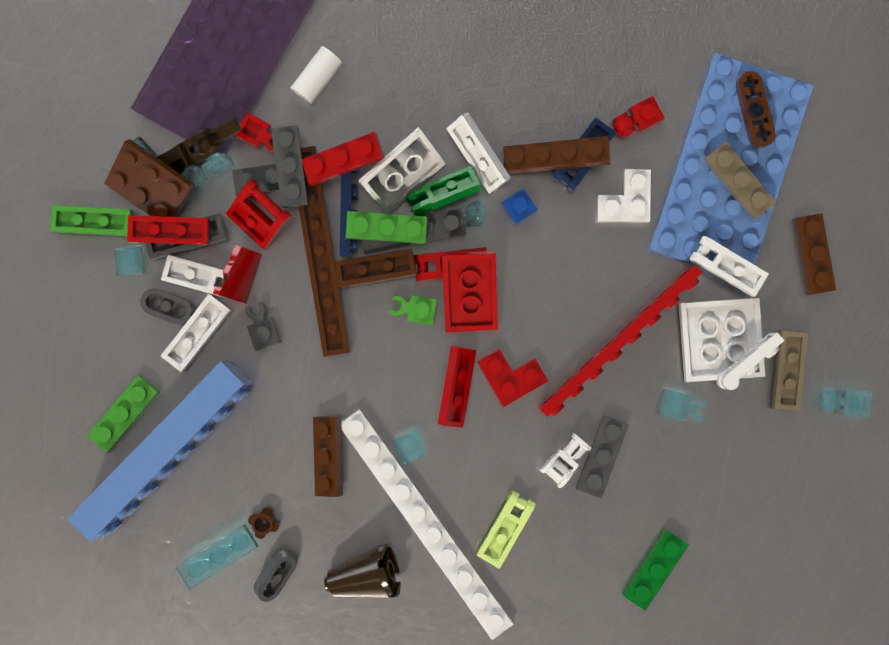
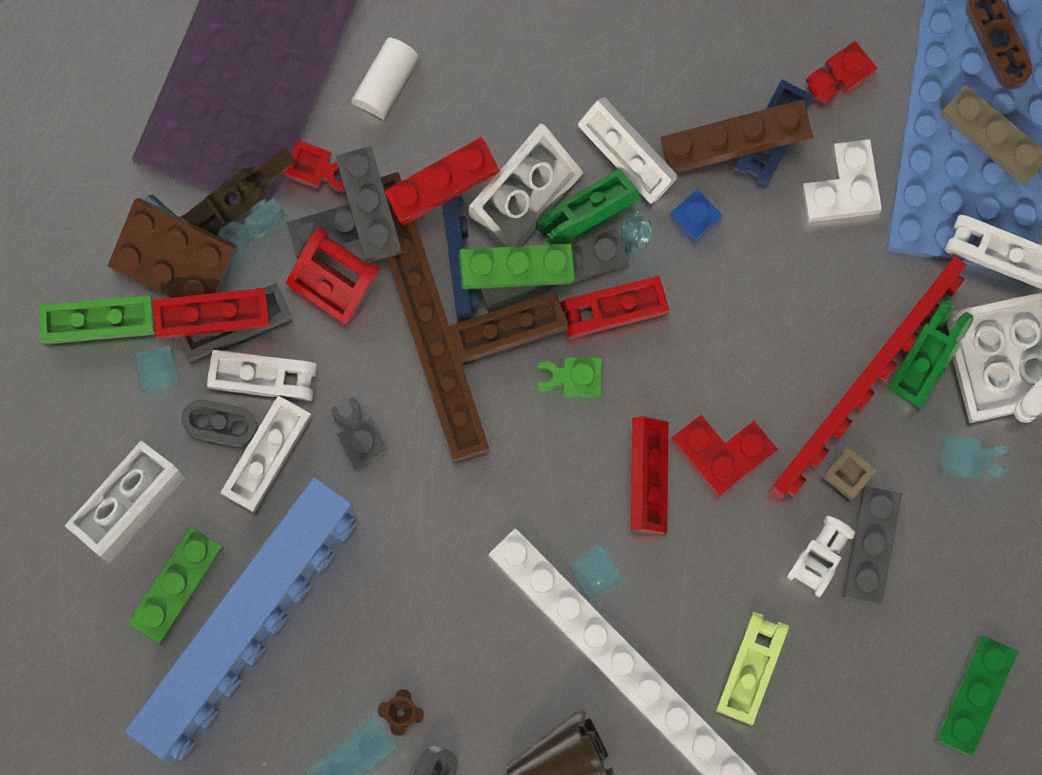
camera: 10 degrees left, 10 degrees down
(94, 352) = (125, 501): none -> white slope
(239, 274) = (317, 362): red slope -> none
(327, 456) = (480, 601): reddish brown plate -> none
(470, 291) = (647, 338): red plate -> none
(595, 405) = (849, 473): none -> dark tan plate
(664, 333) = (929, 356): none -> green hinge

